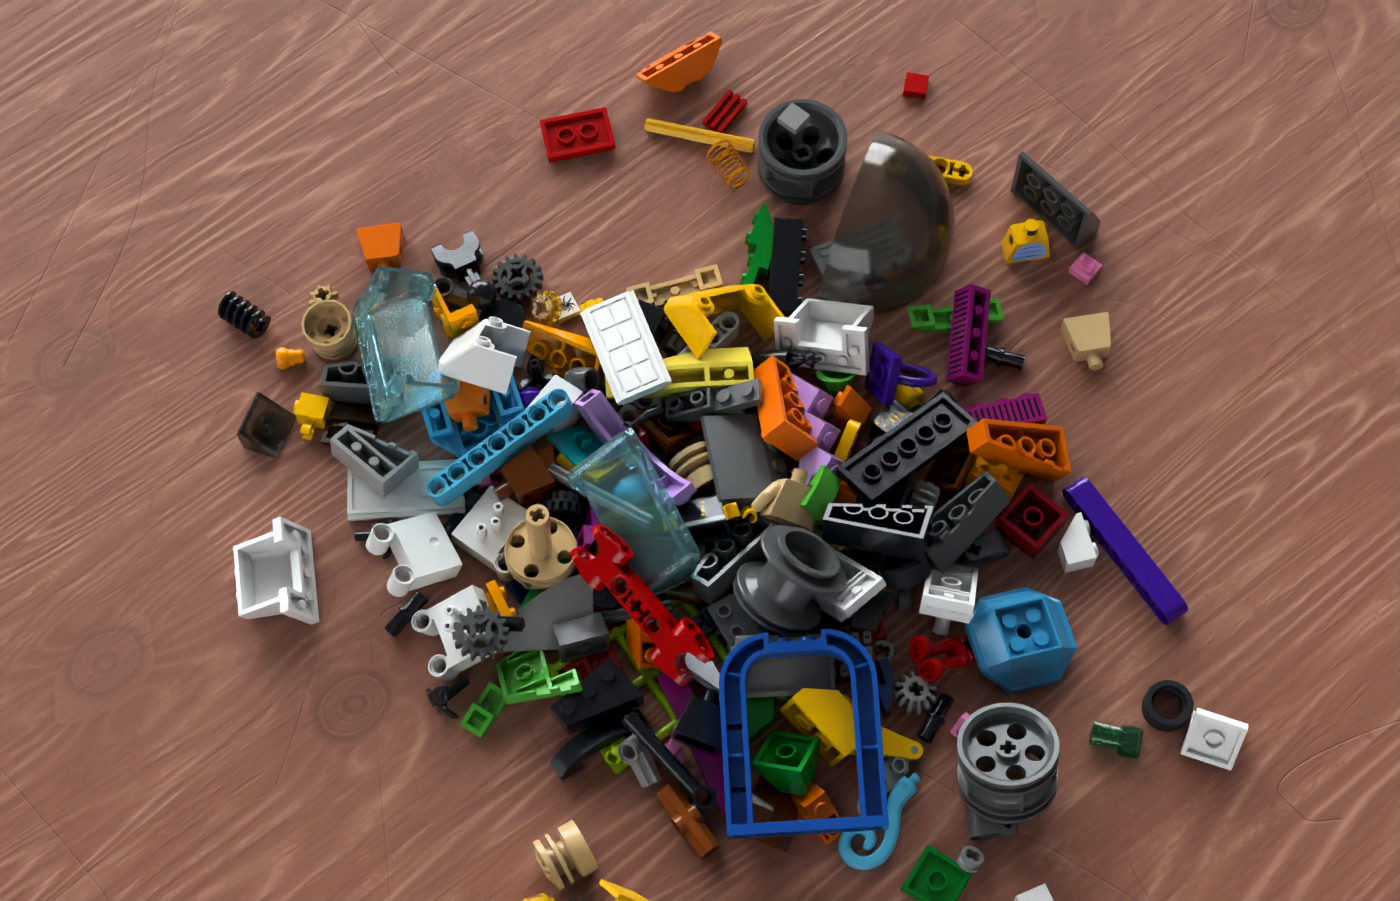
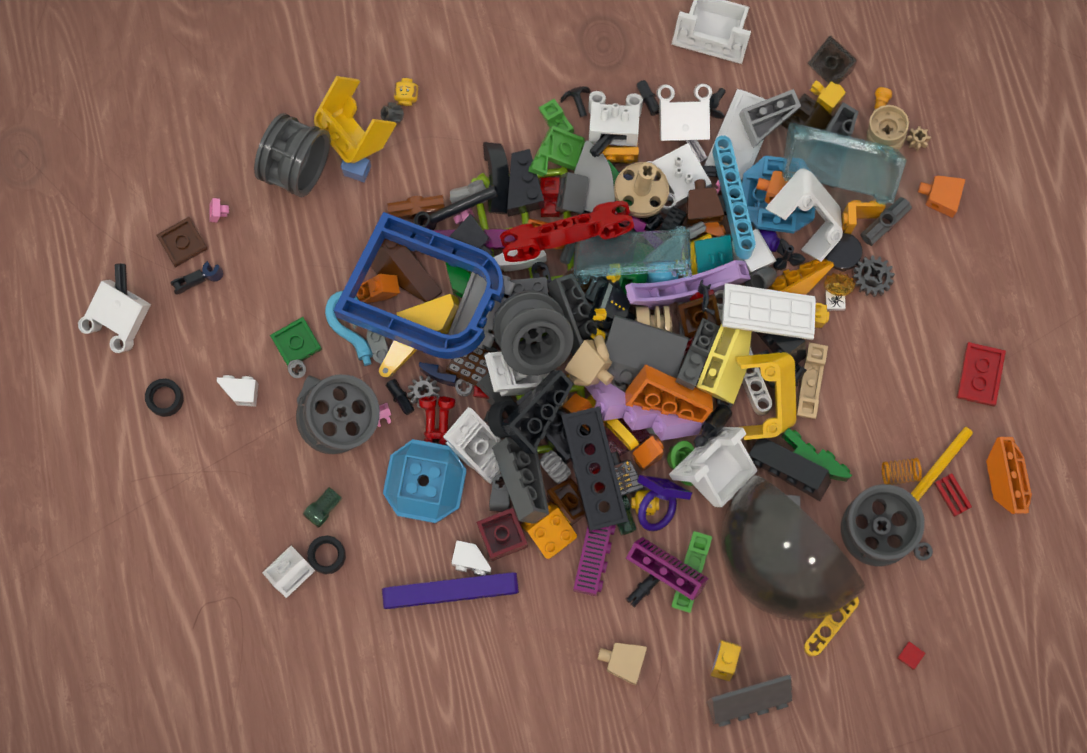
camera: 115 degrees right, 10 degrees up
(243, 315) = (928, 78): black piece -> none
(464, 265) = (900, 243): black piece -> none
(480, 644) = (590, 124): dark grey gear -> none
(565, 855) = (430, 120): tan wheel -> none
(788, 761) = (417, 280): green slope -> none
(793, 118) = (904, 520): light grey tile -> none
(823, 491) = (586, 388): bright green slope -> none
(1022, 446) = (556, 559): orange wedge -> none
(1085, 268) = (686, 695): bright pink tile -> none

